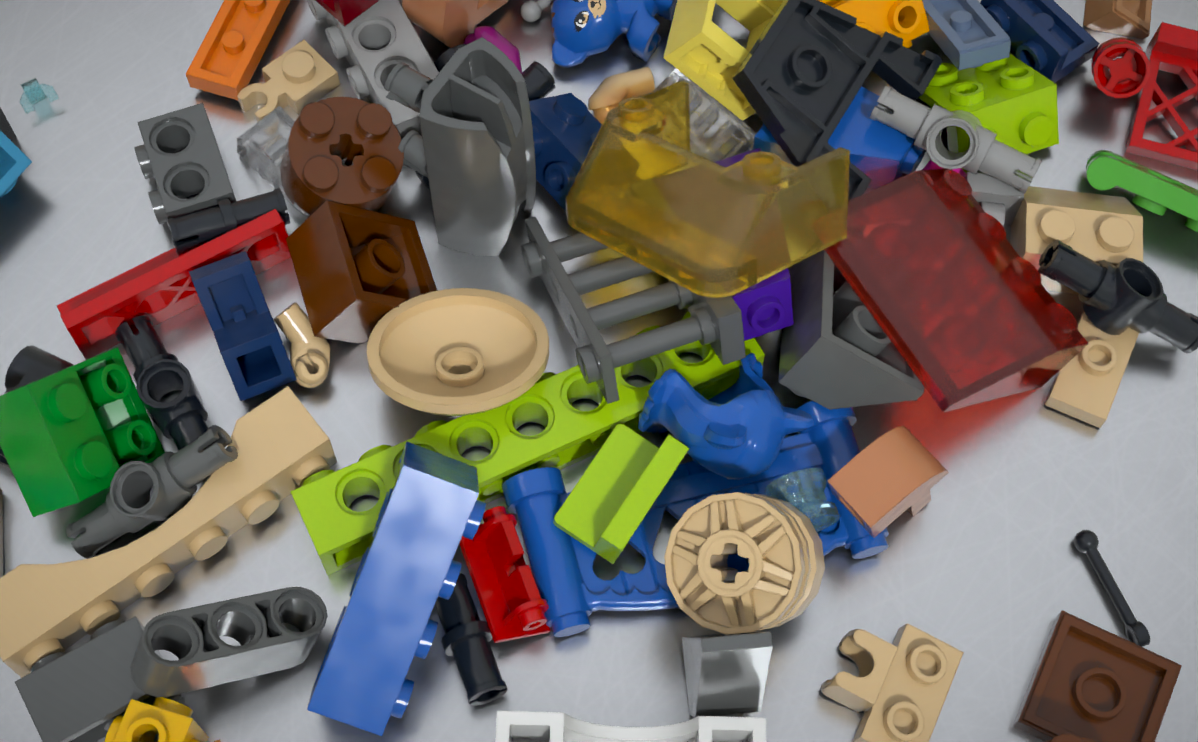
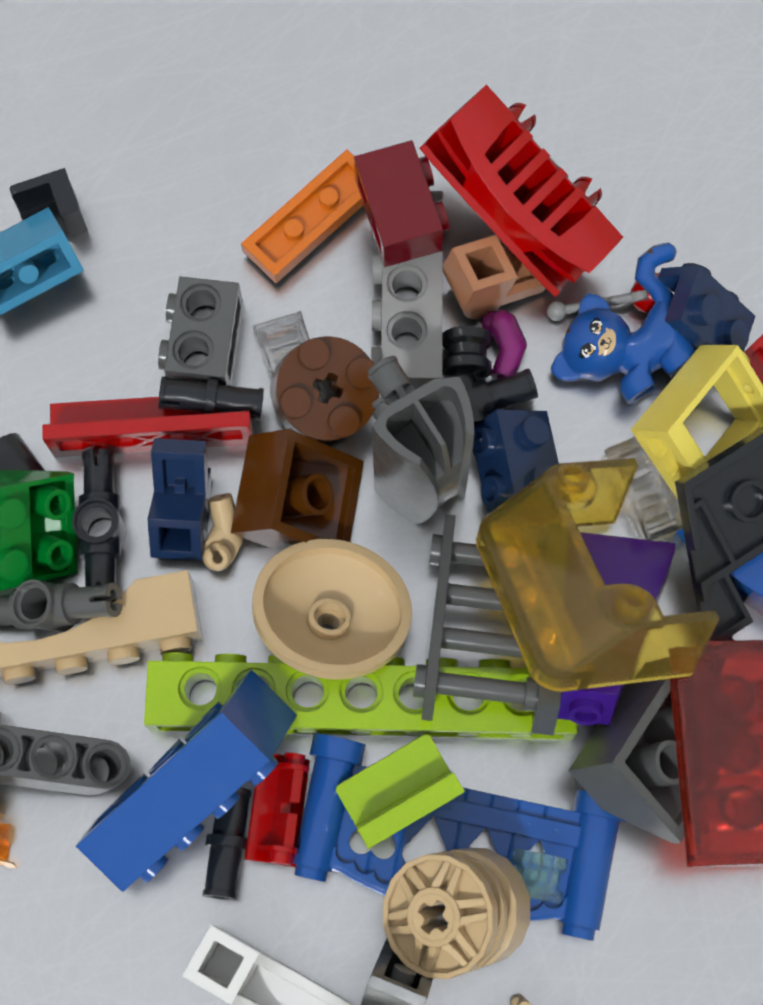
camera: 30 degrees right, 10 degrees up
(35, 93) = (117, 201): clear light blue piece -> none
(291, 80) = (330, 284): tan plate -> none
(620, 87) = (586, 422): tan arm -> none
(730, 433) = (512, 780): blue hair -> none
(887, 480) = (613, 895): nougat brick -> none

